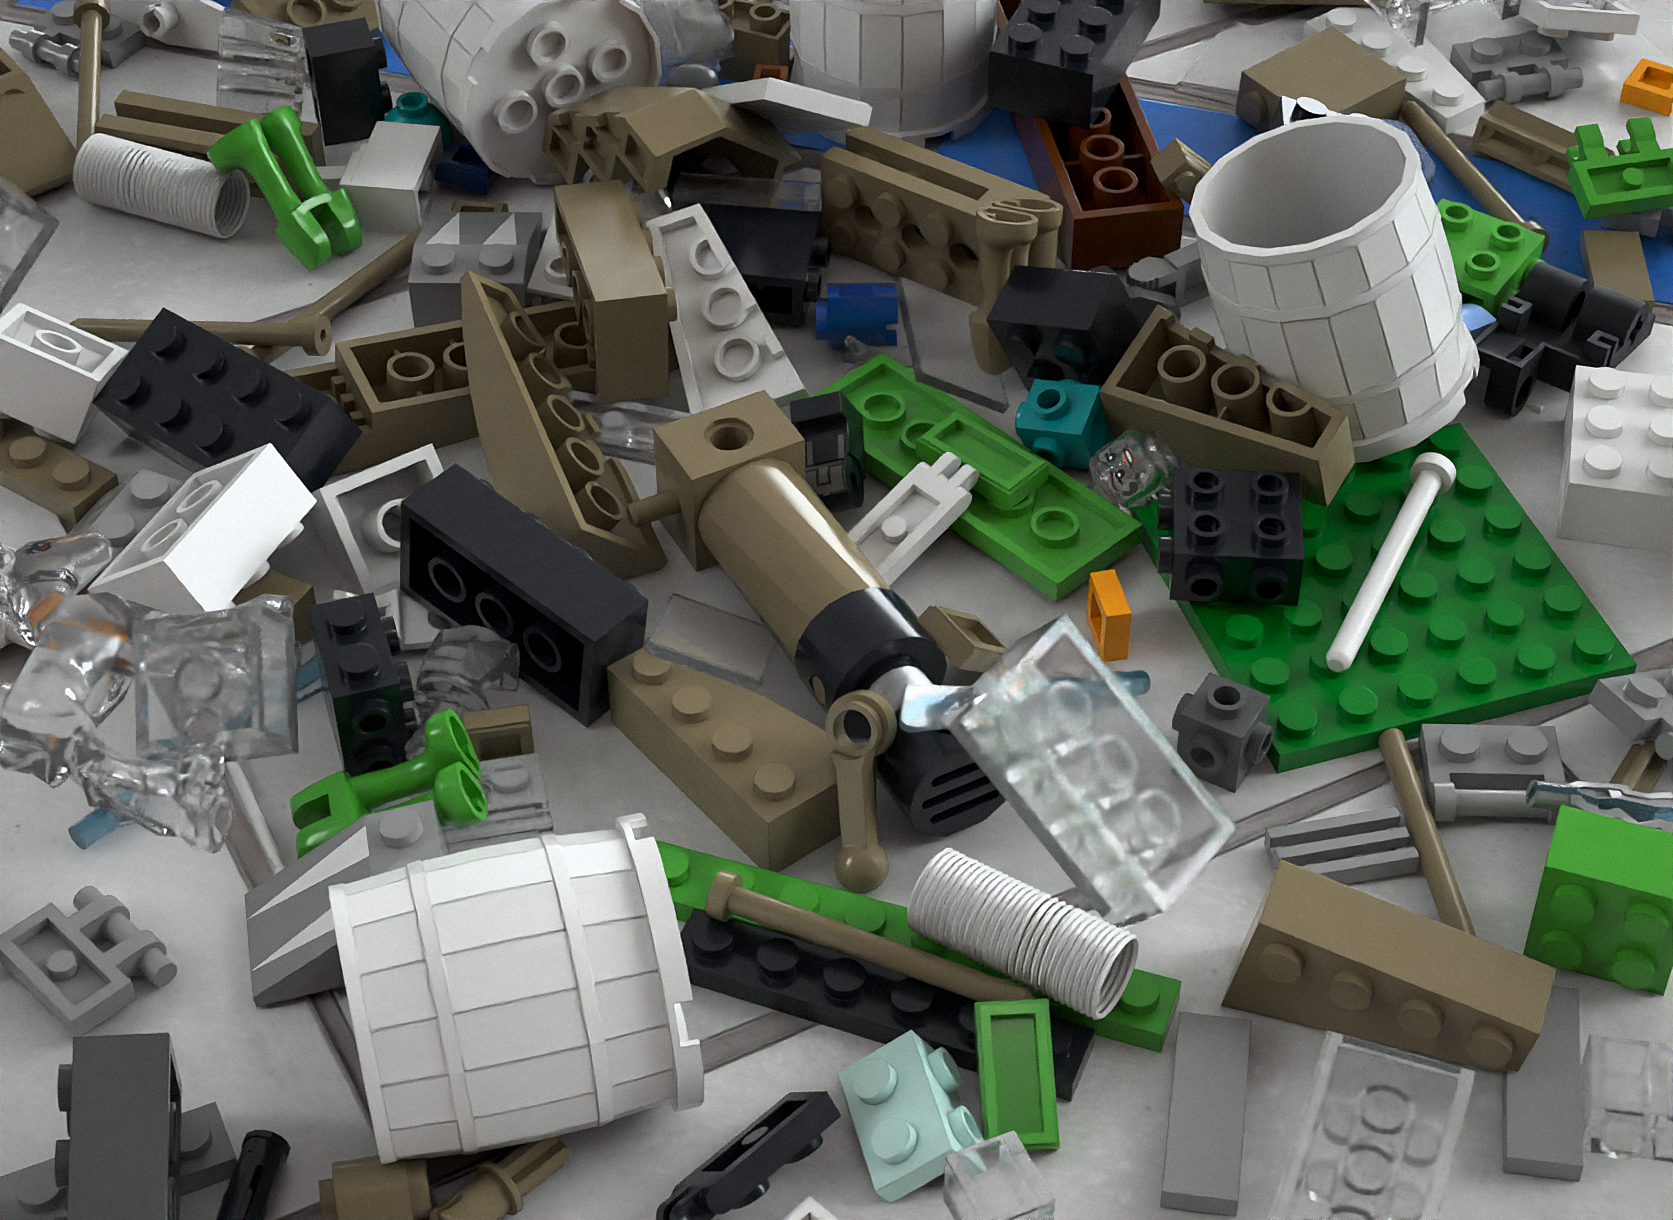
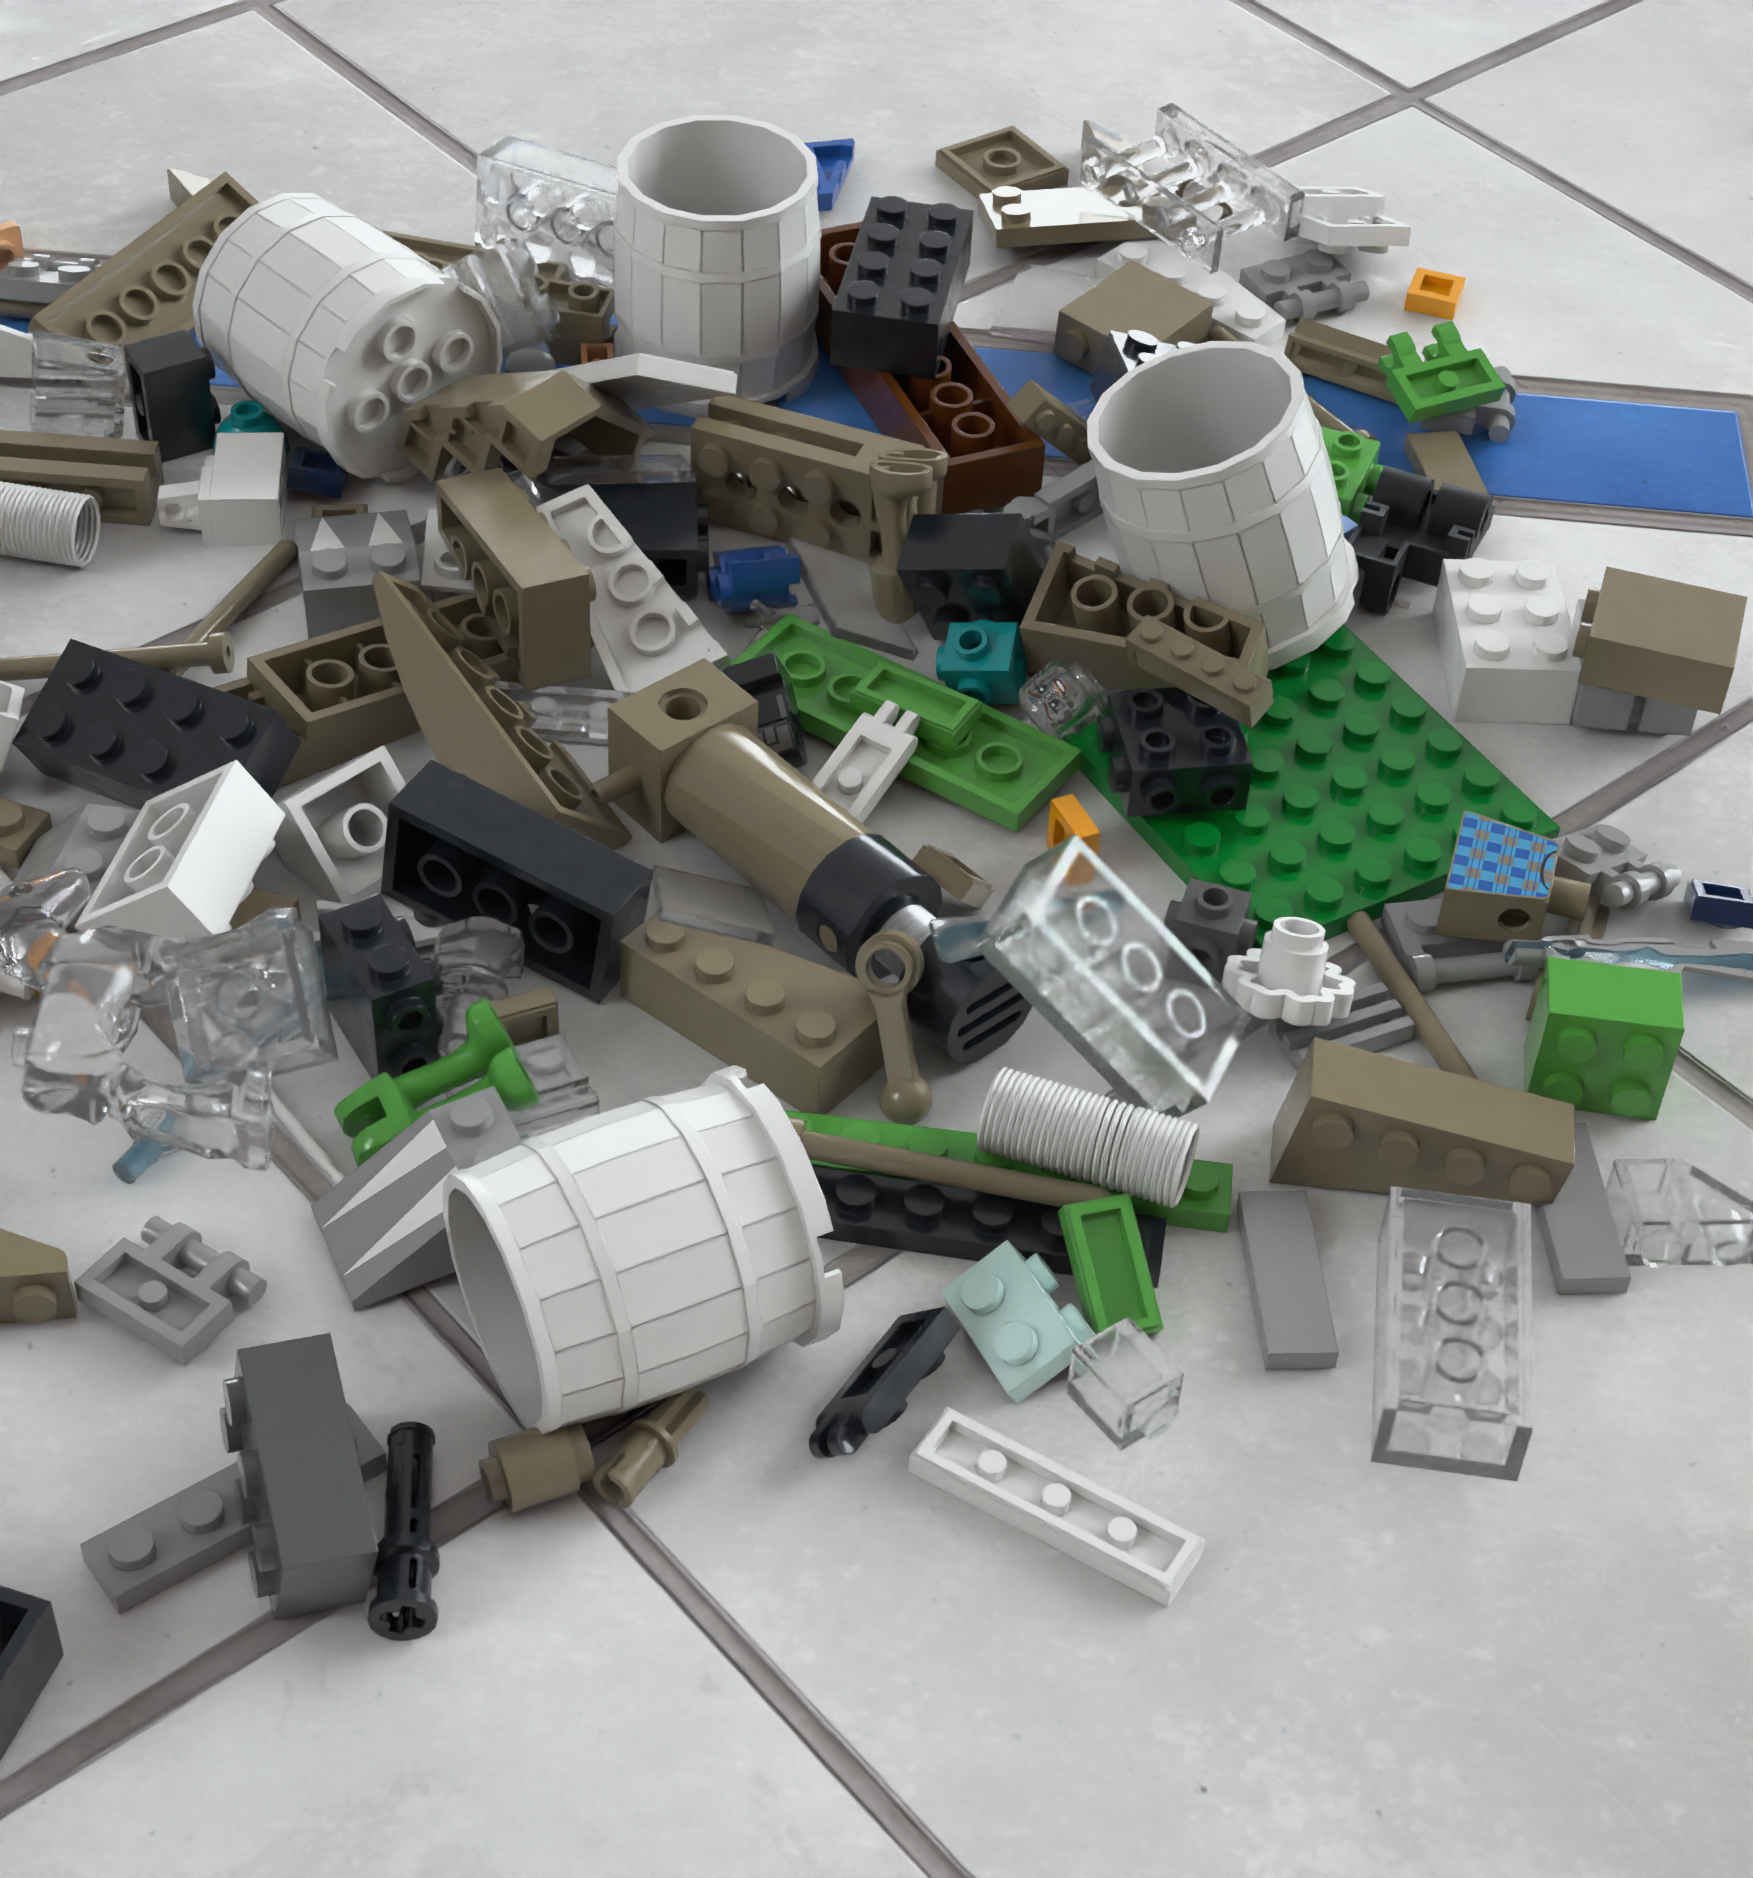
camera: 15 degrees left, 0 degrees up
(308, 228) = (175, 547): bright green piece -> none
(1266, 457) = (1199, 671): none -> dark tan piece
(1288, 791) = (1290, 976): none -> white plant
(1431, 476) = (1338, 676): white bar -> none
(1547, 718) = (1505, 883): none -> torso

